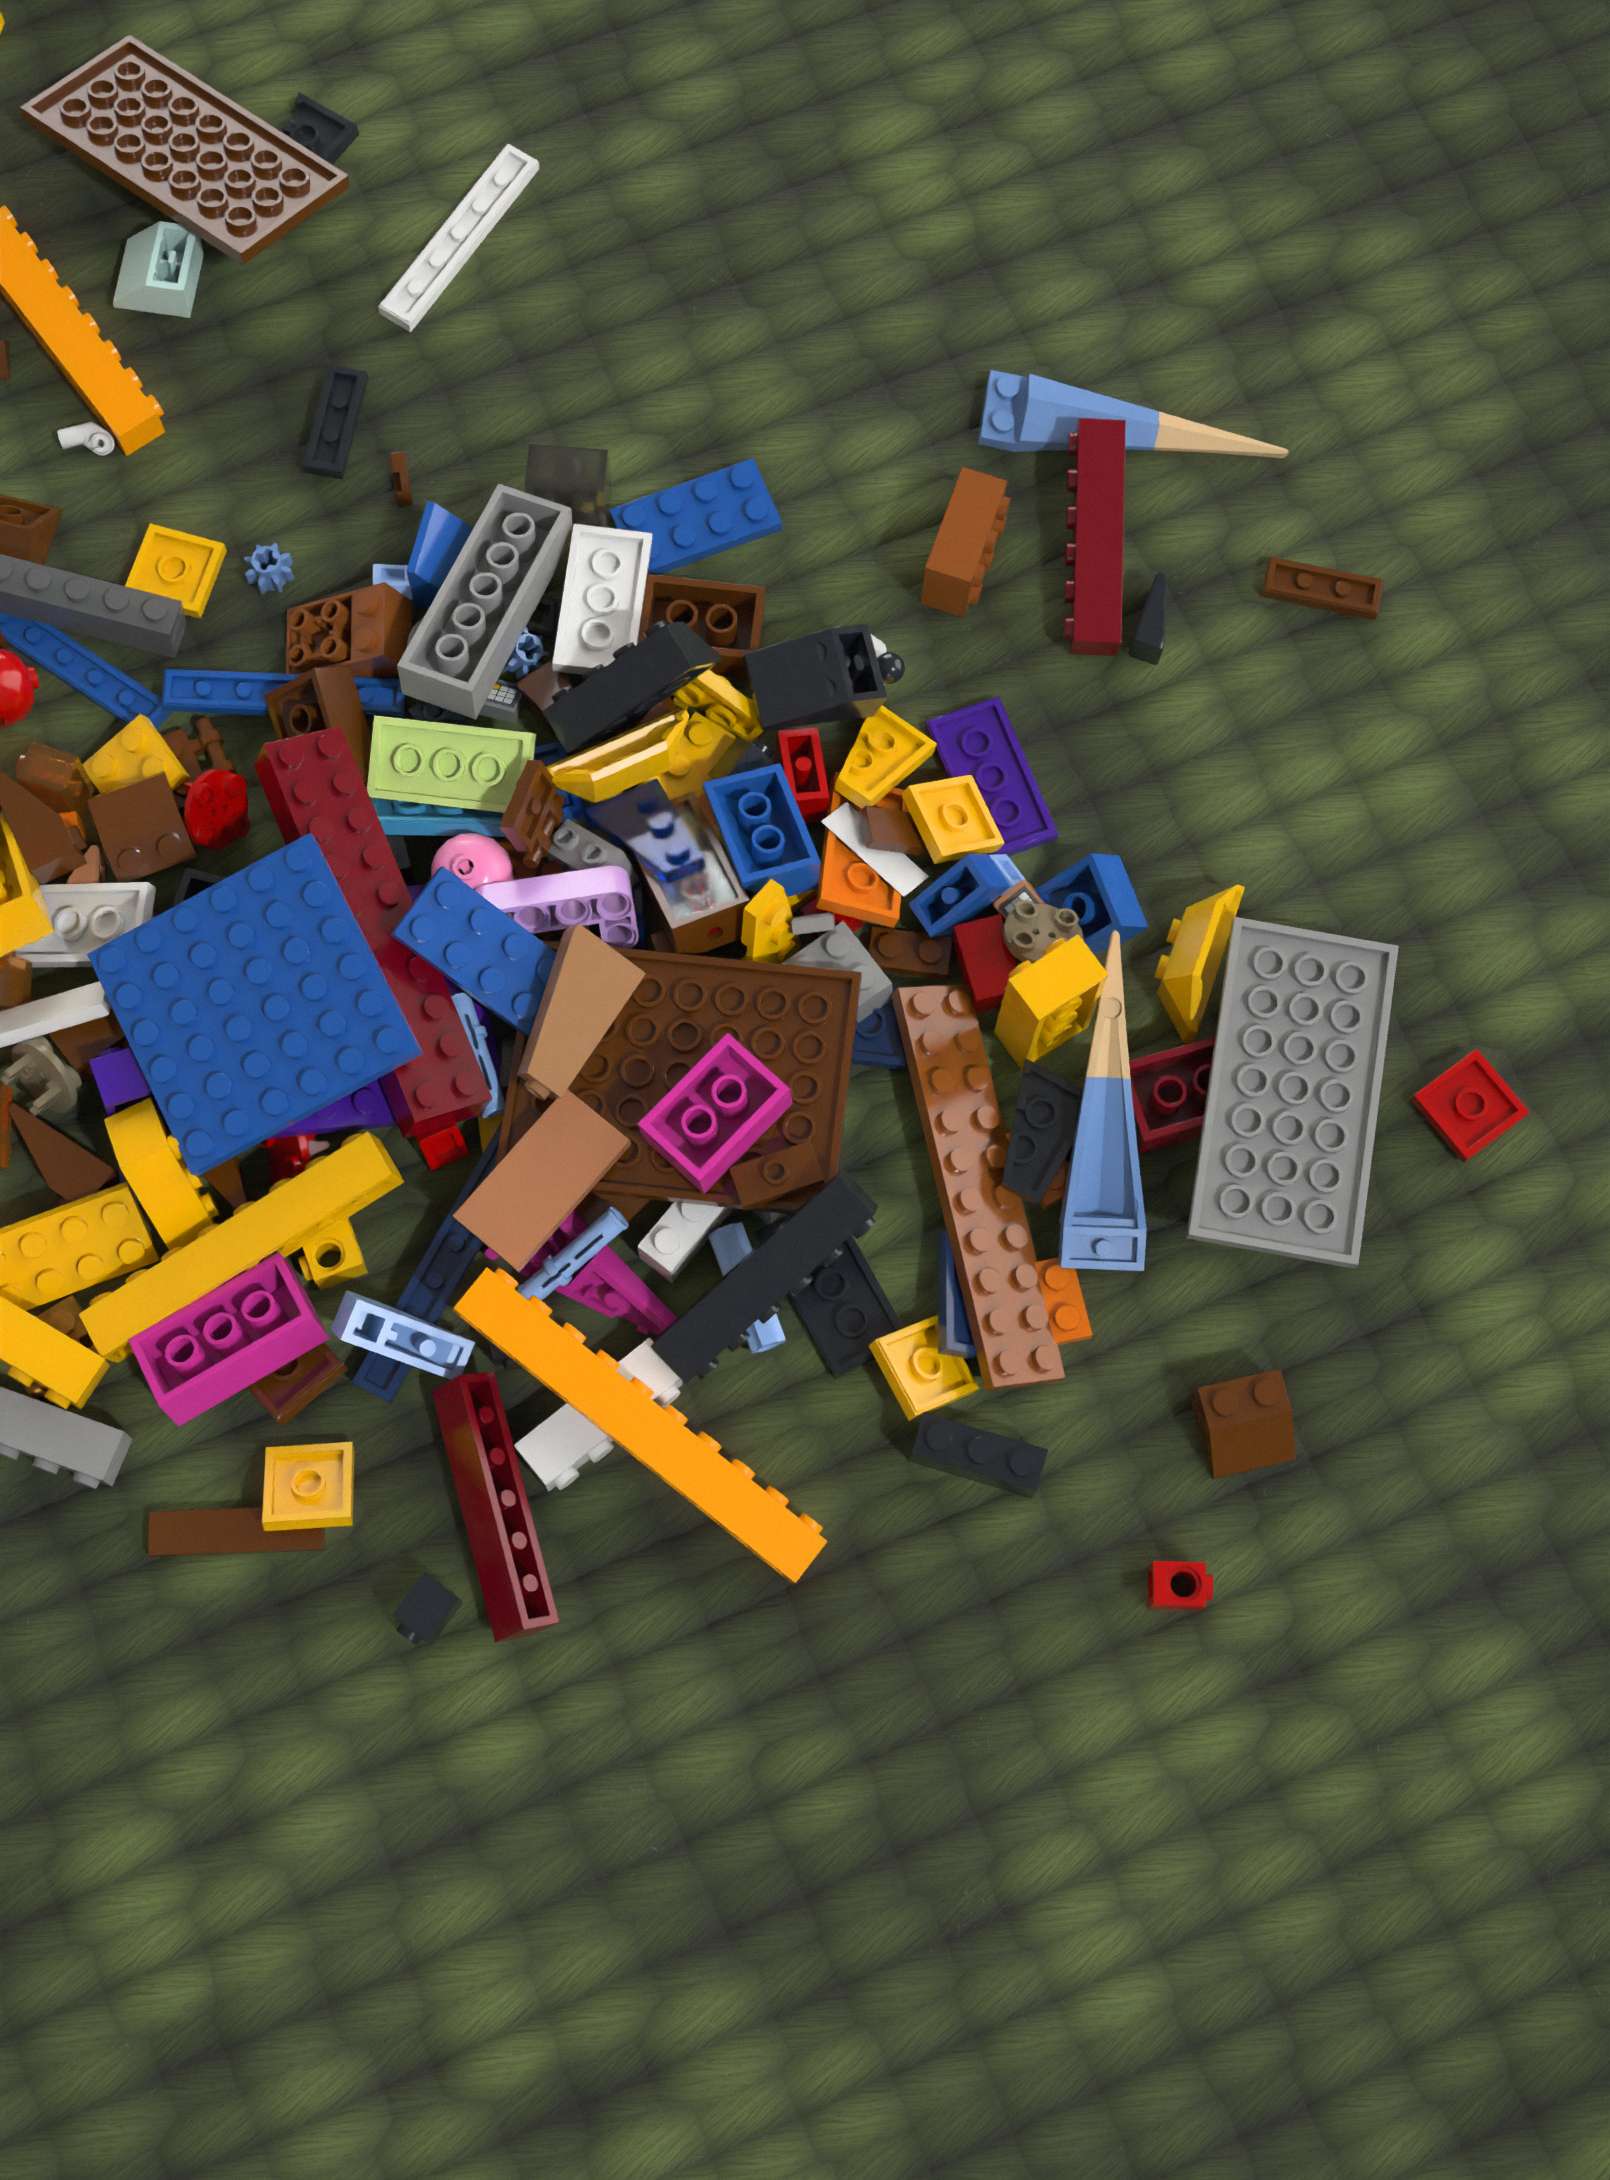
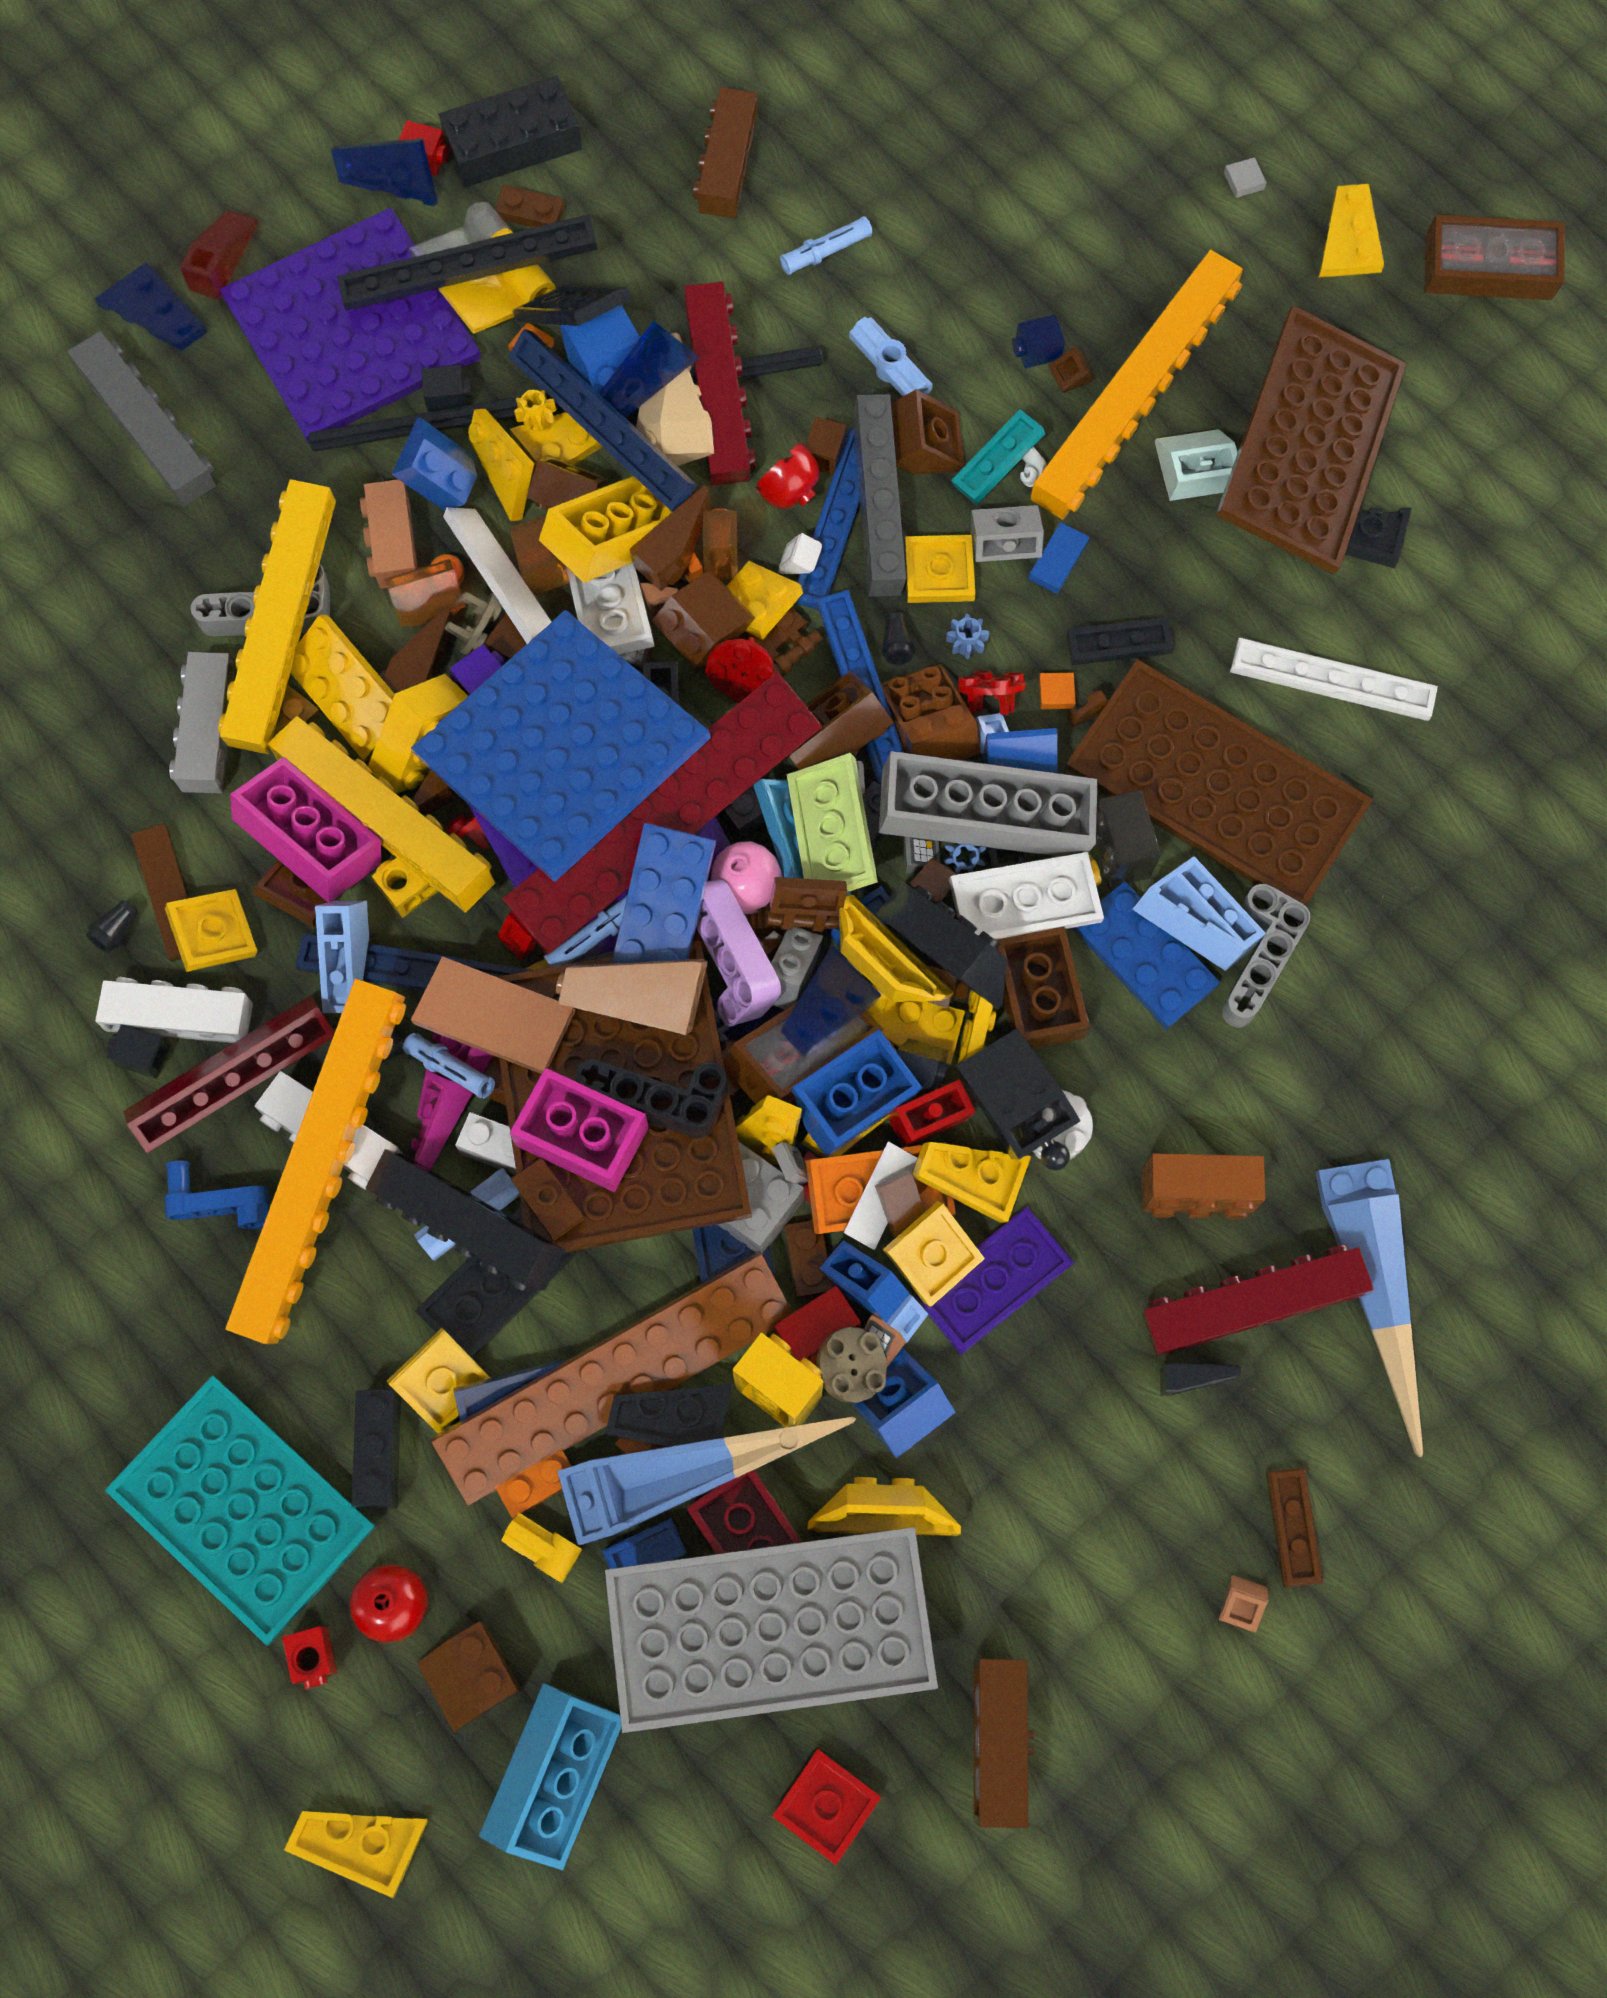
camera: 75 degrees right, 0 degrees up
(67, 464) = (998, 456): none -> teal plate
(98, 709) = (800, 555): none -> white slope
(164, 485) = (1007, 533): none -> light grey brick
(211, 449) = (1059, 558): none -> blue tile
(244, 641) = (897, 640): none -> black cone
(260, 1607) = (111, 927): none -> black cone
(341, 559) = (983, 683): none -> red plate
(366, 503) = (1057, 690): none -> orange tile
(393, 1554) = (175, 1011): none -> white brick
(535, 378) = (1219, 783): none -> reddish brown plate
(654, 1525) = (248, 1202): none -> blue beam
(678, 444) = (1200, 914): none -> light blue wedge
(692, 1033) = (650, 1091): none -> black beam
(778, 440) = (1262, 961): none -> light grey beam
(995, 1624) = (240, 1510): none -> teal plate
(1135, 1506) = (406, 1603): none -> red cylinder
(1139, 1305) = (549, 1551): none -> yellow piece
(1166, 1211) = (650, 1546): none -> blue tile
(1369, 1368) = (551, 1777): none -> dark azure slope
(1381, 658) = (1244, 1603): none -> nougat slope
(1388, 1586) = (358, 1847): none -> yellow wing
(1457, 915) = (1001, 1743): none -> reddish brown brick

